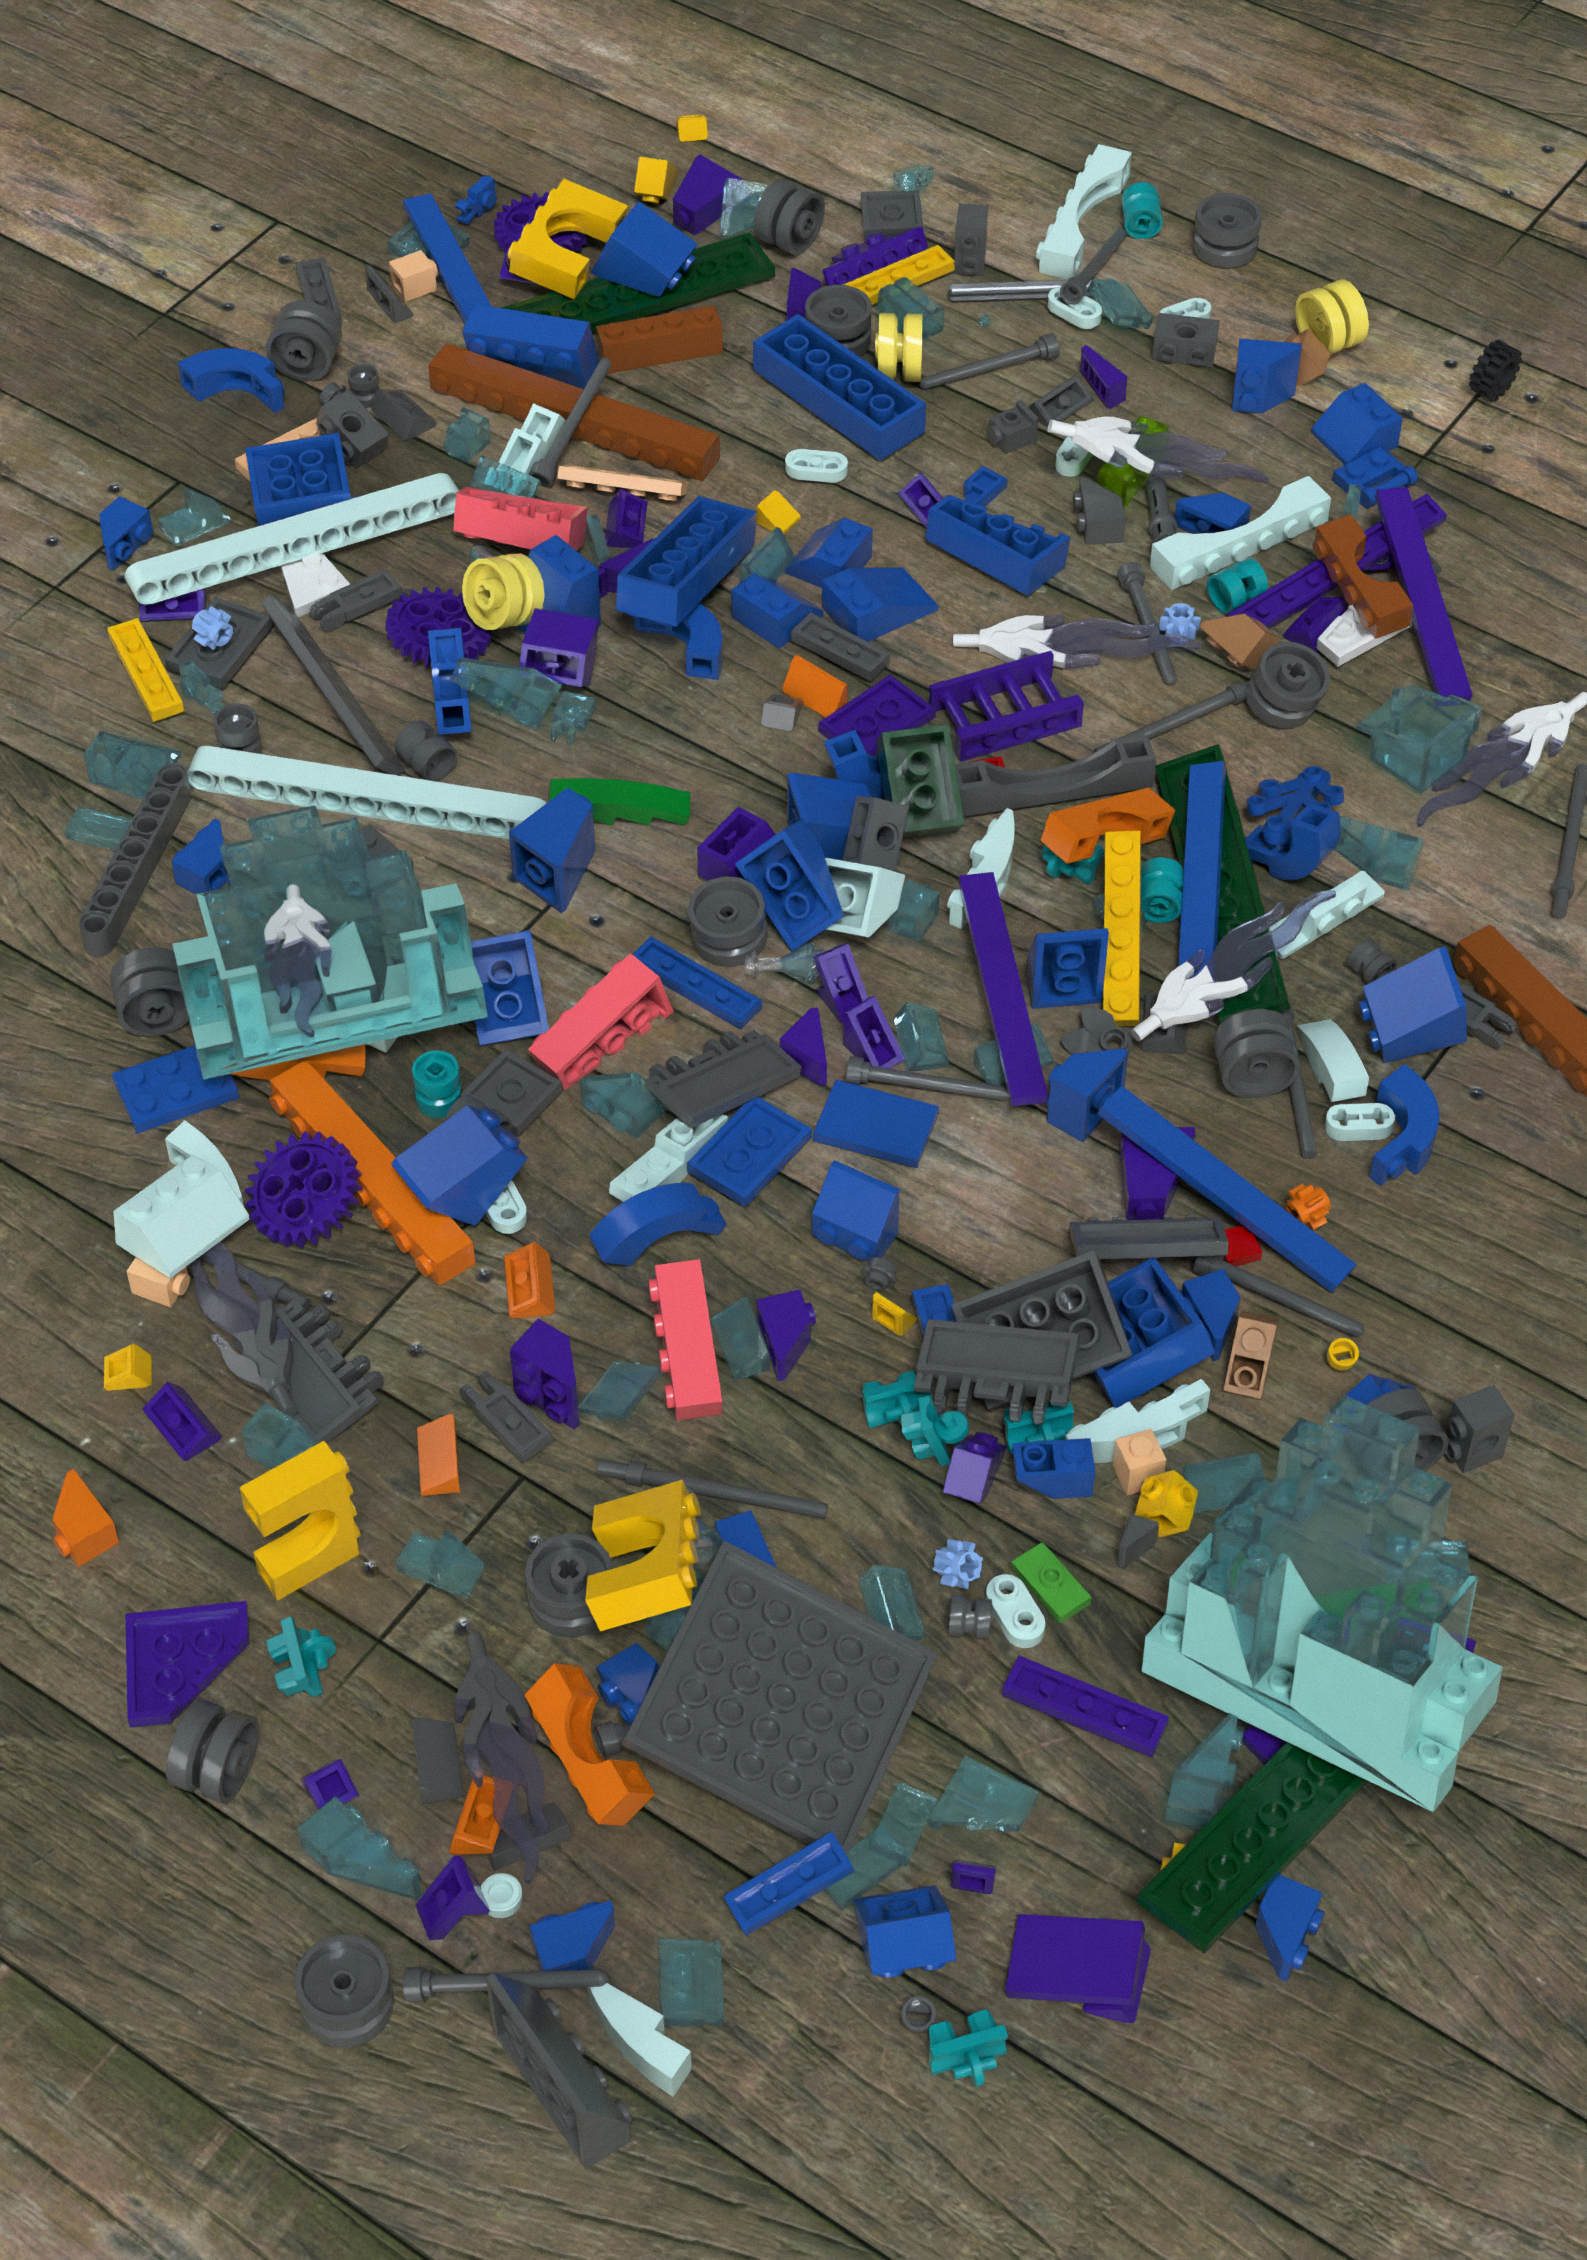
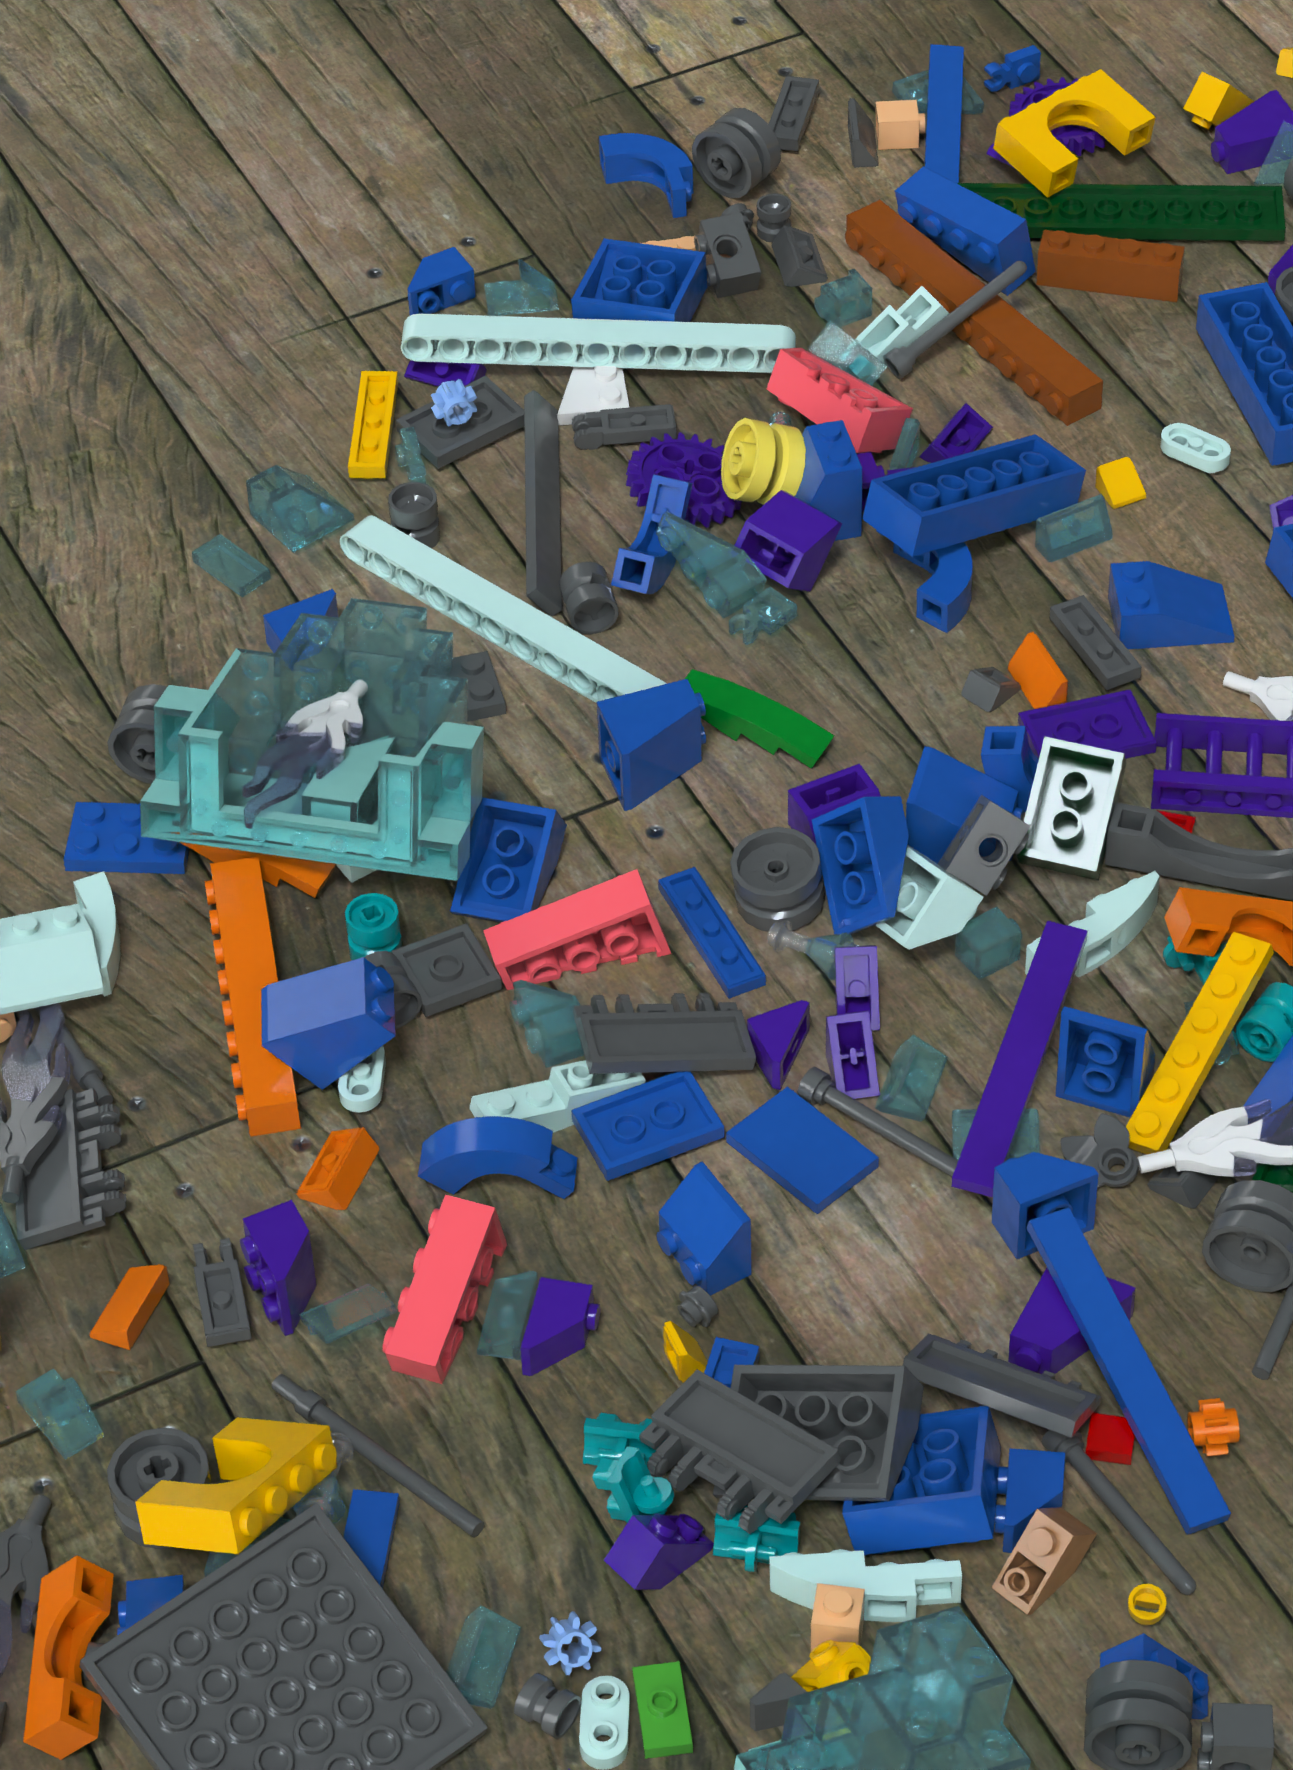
camera: 30 degrees right, 5 degrees down
(135, 860) = (237, 603): dark grey beam -> none
(303, 1189) = (172, 984): dark purple gear -> none
(609, 480) = (988, 404): light nougat plate -> none
(645, 253) = (1144, 170): blue slope -> none
(769, 608) = (1047, 575): blue slope -> none
(832, 550) = (1163, 538): blue slope -> none
(1056, 1467) = (741, 1587): blue slope -> none

